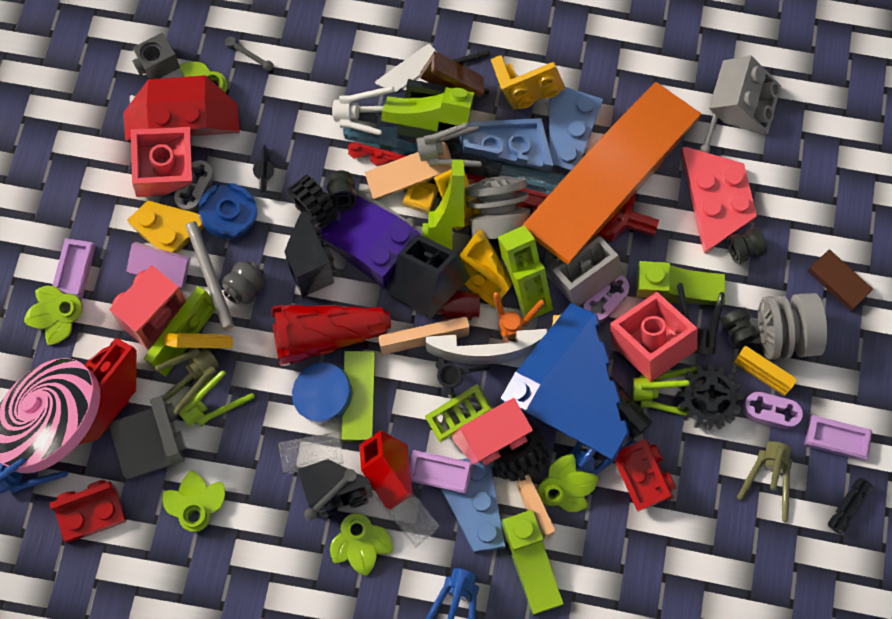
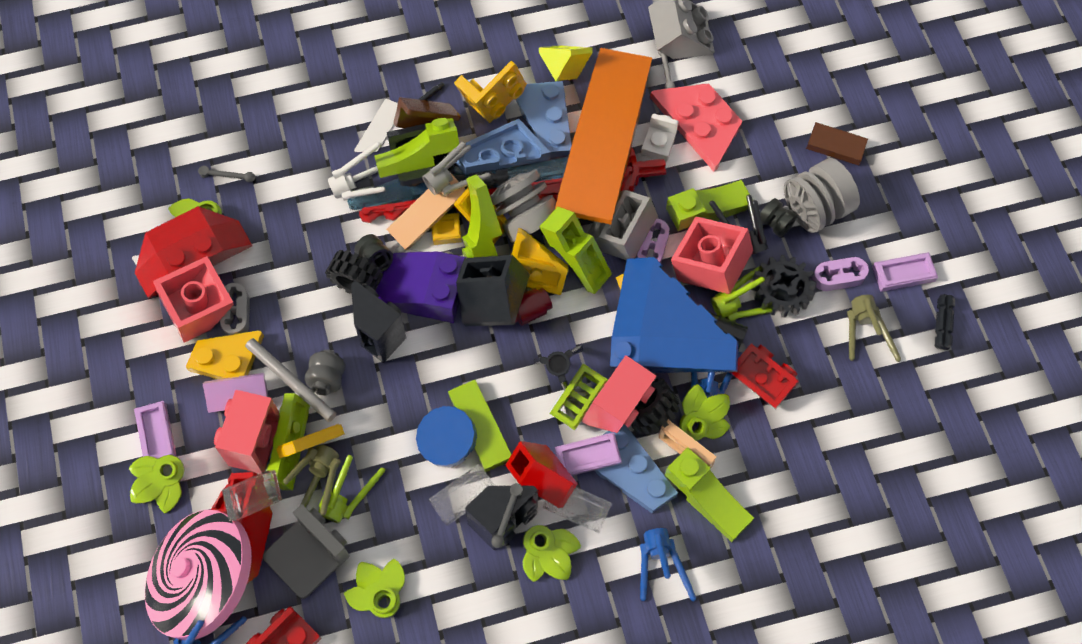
camera: 25 degrees left, 5 degrees down
(121, 367) = (251, 495): none -> clear tile
(155, 47) = (140, 202): dark grey brick -> none
(227, 211) = (277, 317): blue tile -> none
(263, 170) = (292, 268): black piece -> none
(321, 329) = (416, 382): red cone -> none
(417, 336) = (512, 345): light nougat tile -> none
(447, 348) = (539, 346): white slope -> none
(512, 322) = (583, 300): orange plant -> none
(614, 79) = (565, 61): none -> neon yellow slope
(667, 197) = (660, 137): none -> white bracket
(747, 245) = (745, 150): pearl dark grey wheel -> none
(765, 371) = (817, 243): yellow tile -> none

